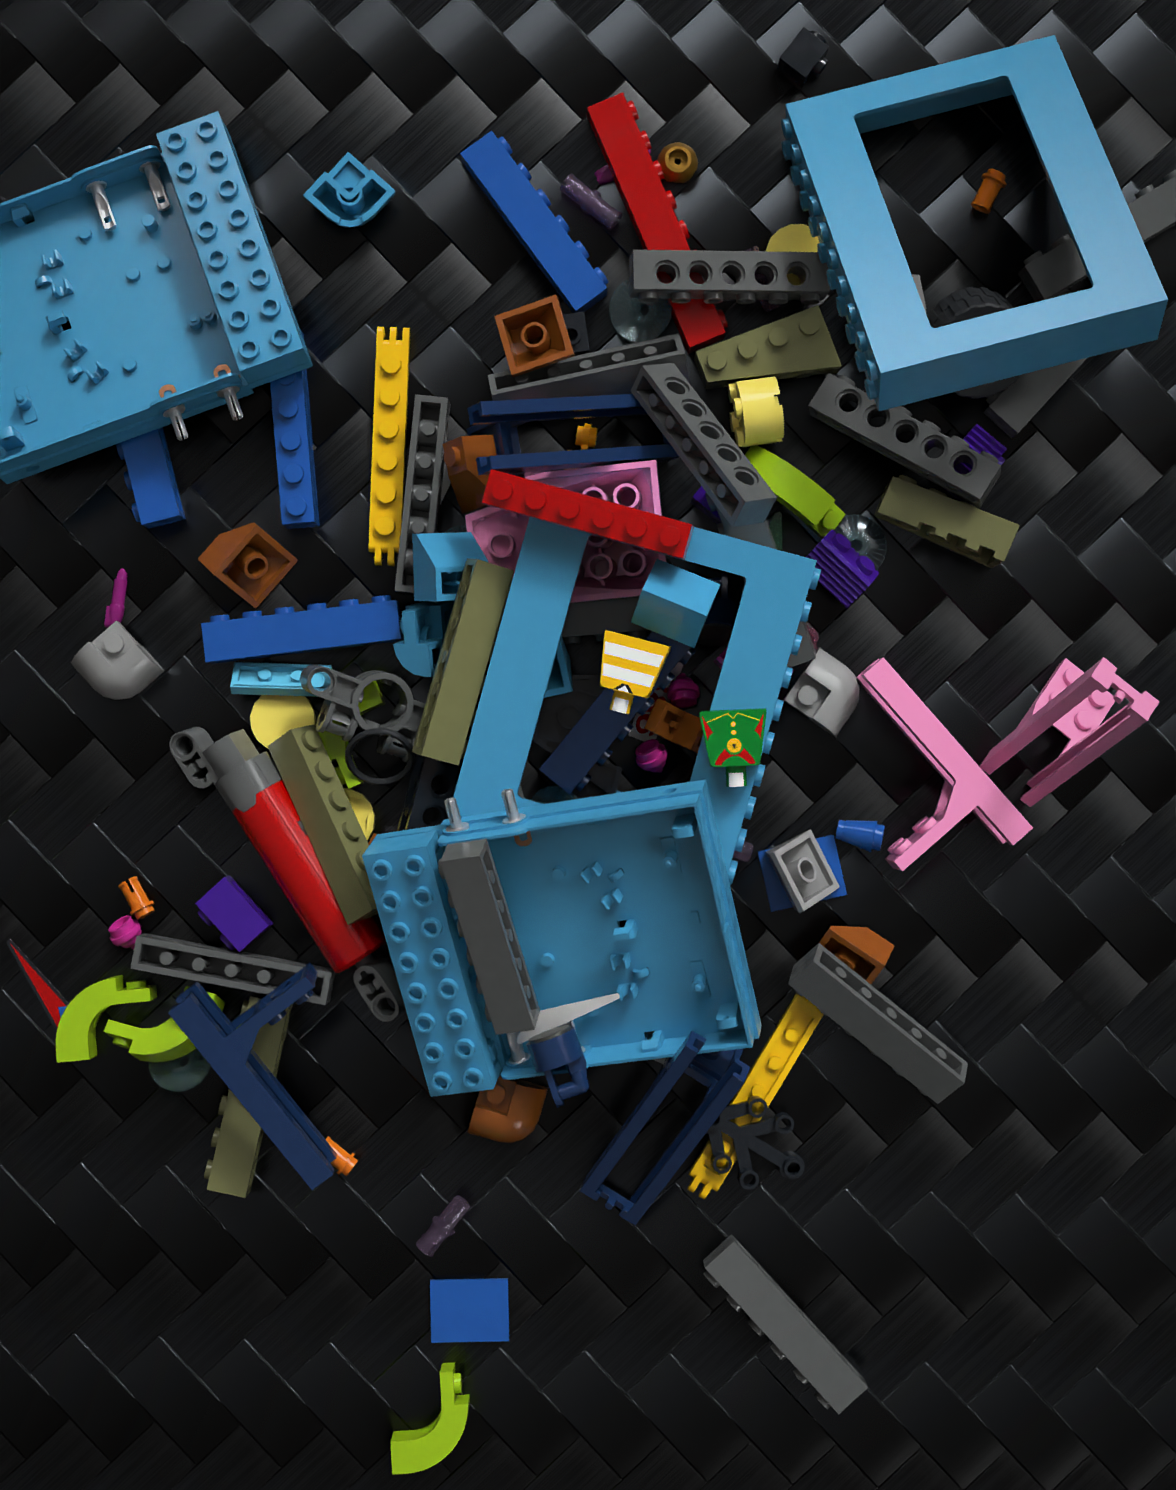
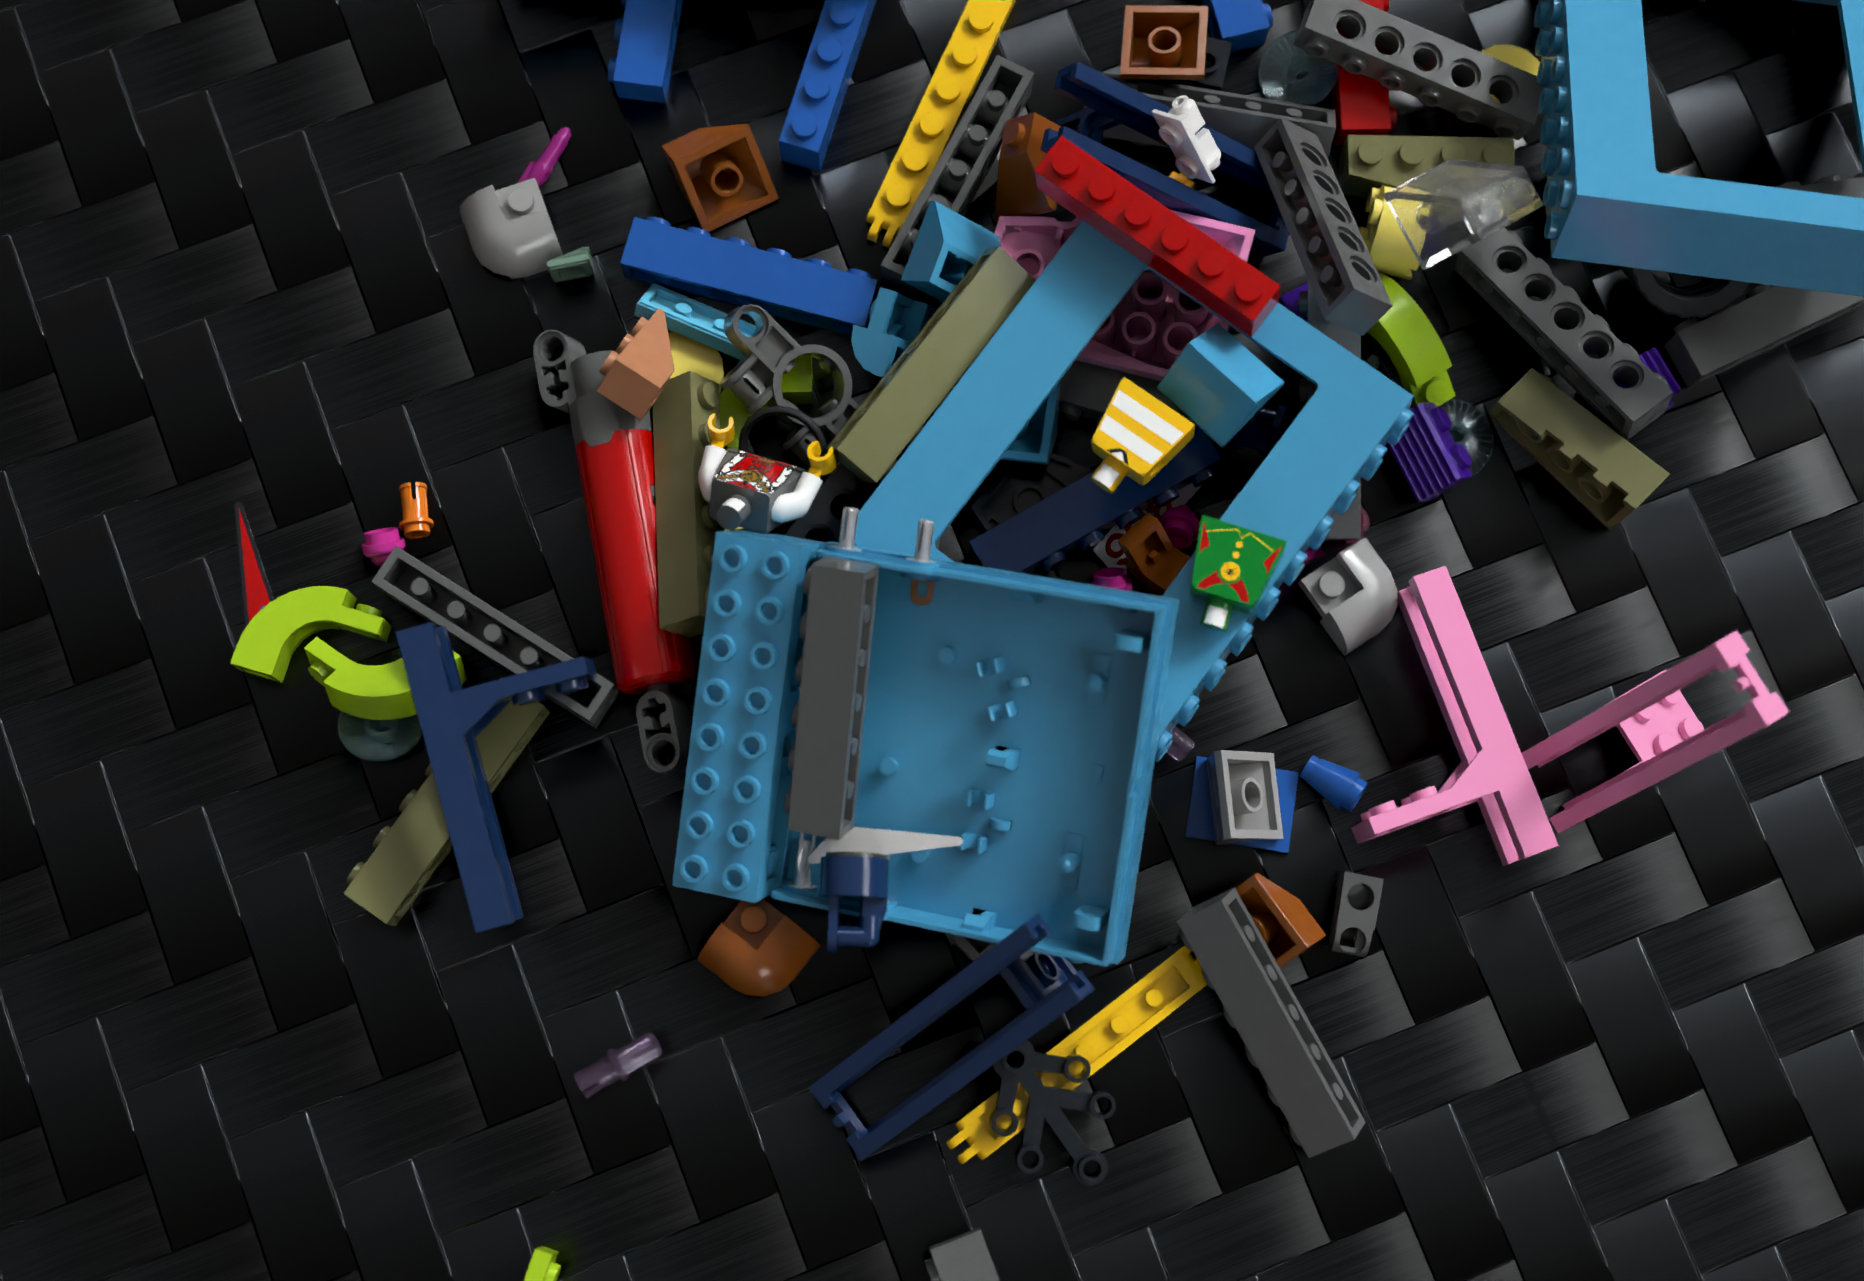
camera: 15 degrees right, 10 degrees down
(171, 671) = (571, 265): none -> sand green slope
(233, 914) = (523, 572): dark purple brick -> none
(257, 738) = (639, 366): none -> nougat slope
(344, 1161) = (526, 930): orange pin -> none
(374, 804) = (755, 489): none -> torso
(469, 1310) = (605, 1190): blue piece -> none
(579, 413) = (1193, 152): none -> white hinge
(798, 388) = (1460, 206): none -> clear slope
(908, 919) = (1354, 913): none -> dark grey leg
(988, 191) = (1768, 88): orange pin -> none

